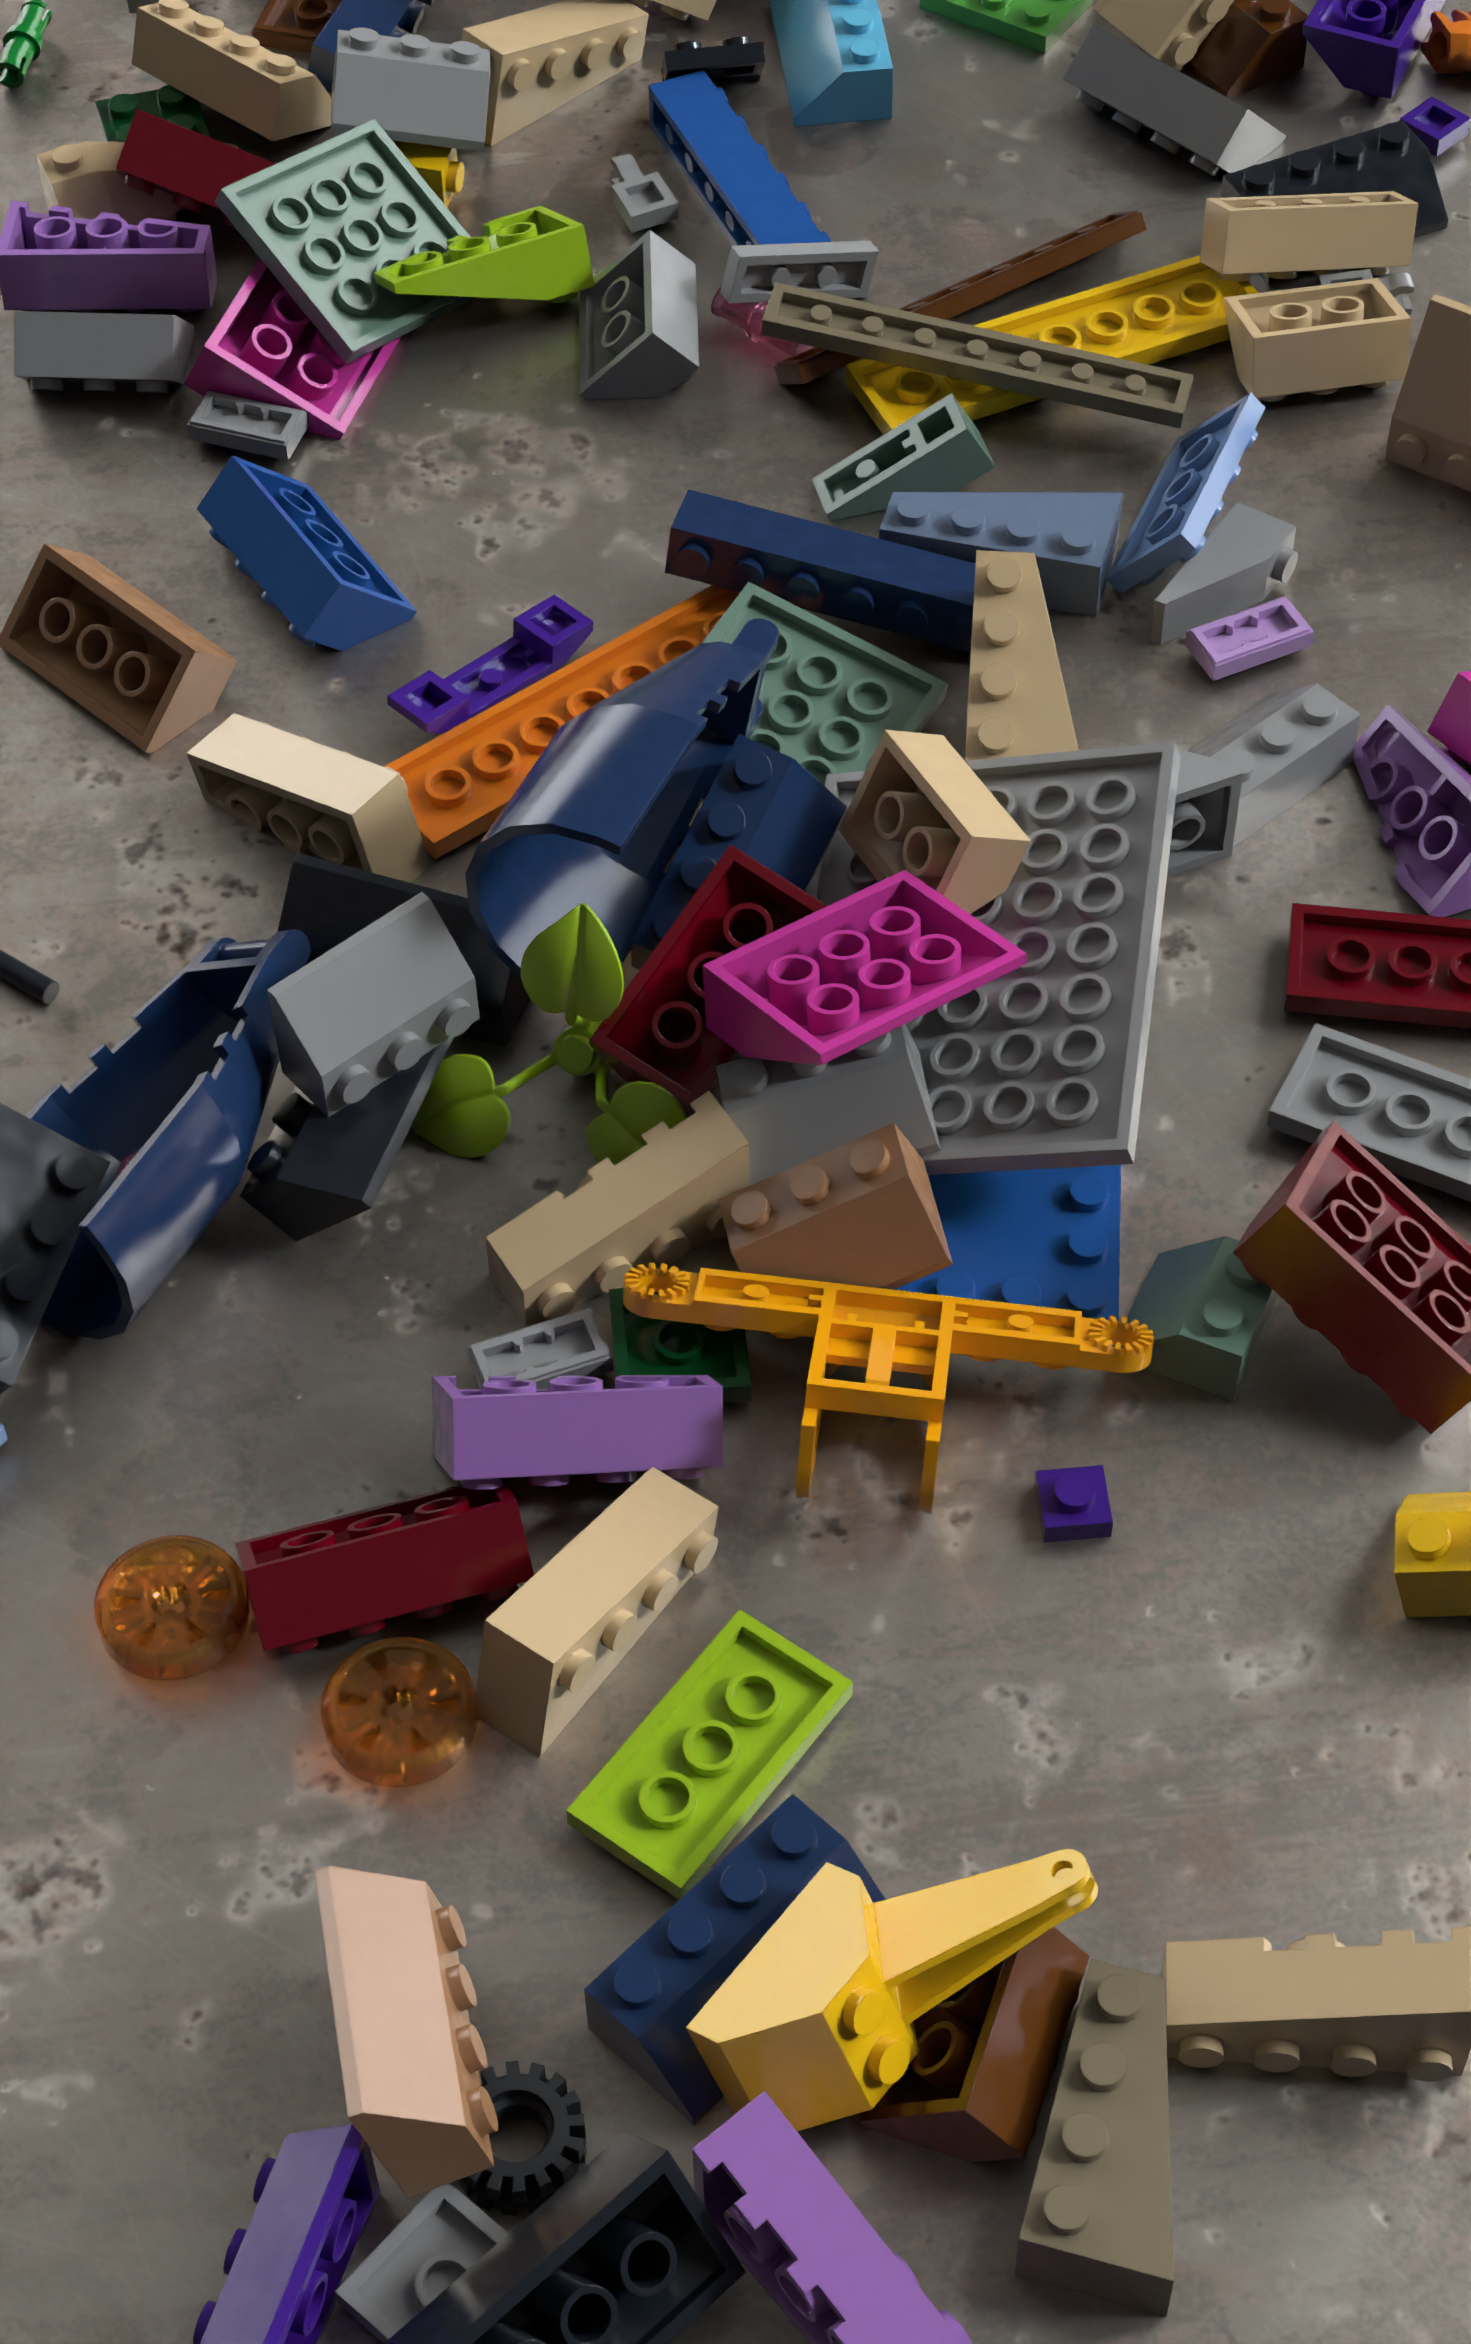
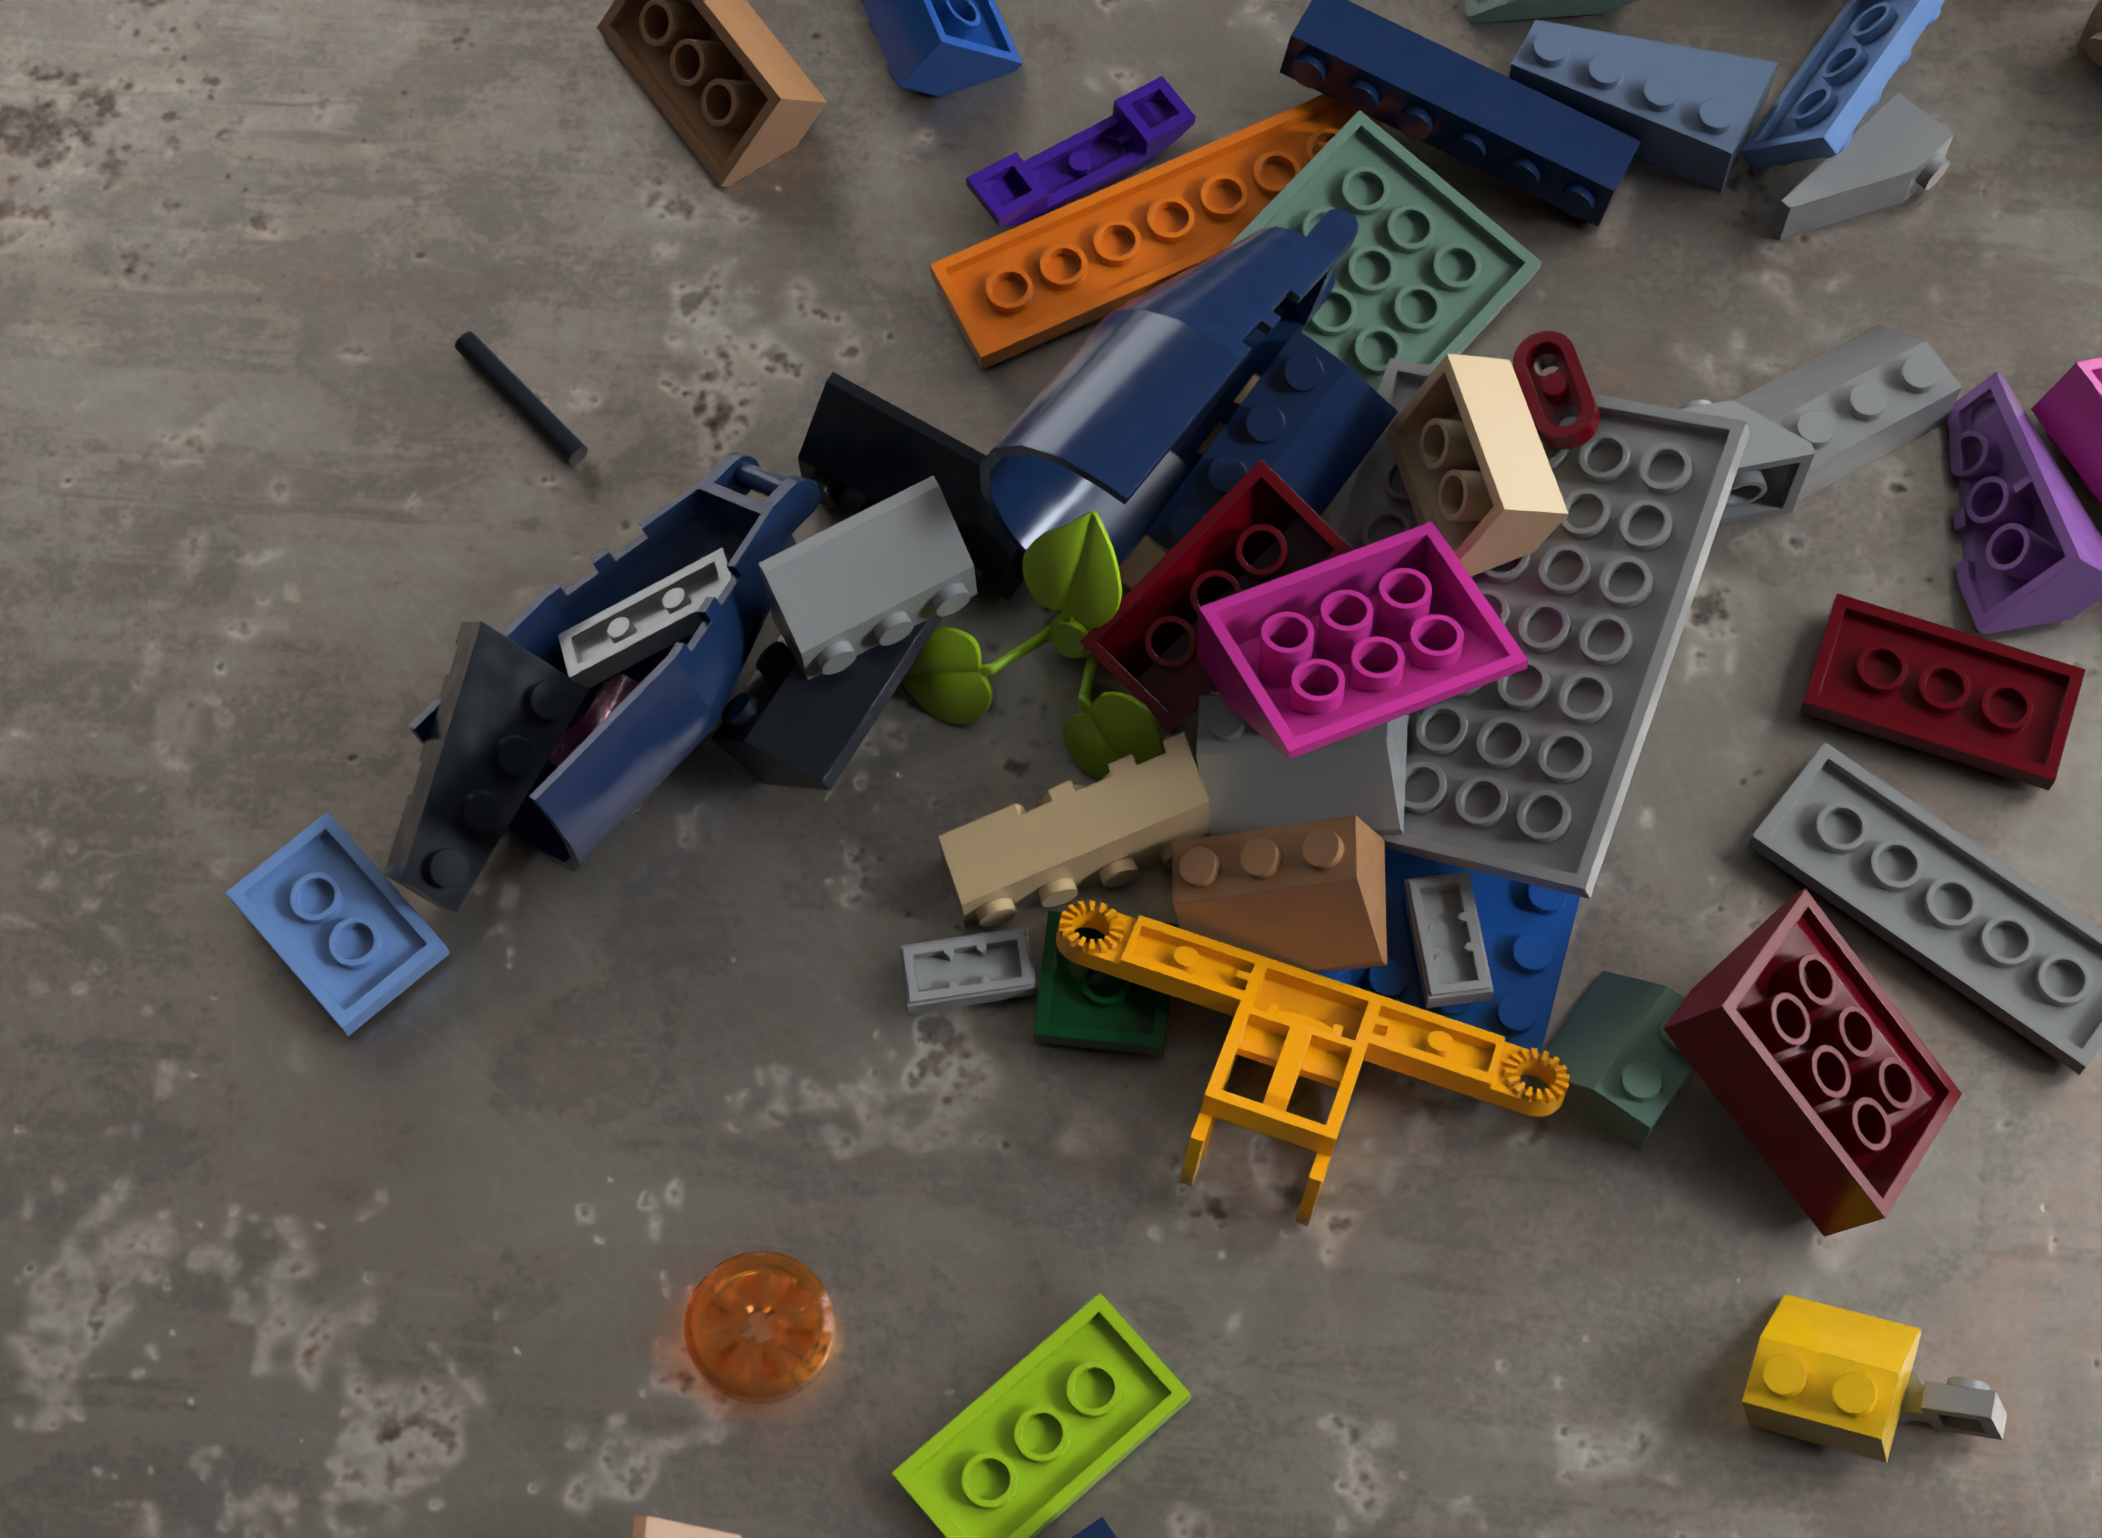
camera: 15 degrees right, 15 degrees up
(141, 1107) = (643, 622): none -> light grey plate
(172, 1642) = (562, 1210): clear orange wheel -> none
(311, 797) = (871, 286): tan wedge -> none
(384, 1565) = (773, 1166): dark red slope -> none
(577, 1428) = (981, 1066): medium lavender wedge -> none
(589, 1607) = (962, 1259): tan wedge -> none
(994, 752) = (1558, 393): none -> dark red plate
(1004, 1241) = (1447, 940): none -> light grey plate
(1014, 666) = (1611, 273): tan wedge -> none
(1073, 1503) = (1452, 1235): dark purple plate -> none
(1249, 638) = (1873, 255): lavender plate -> none

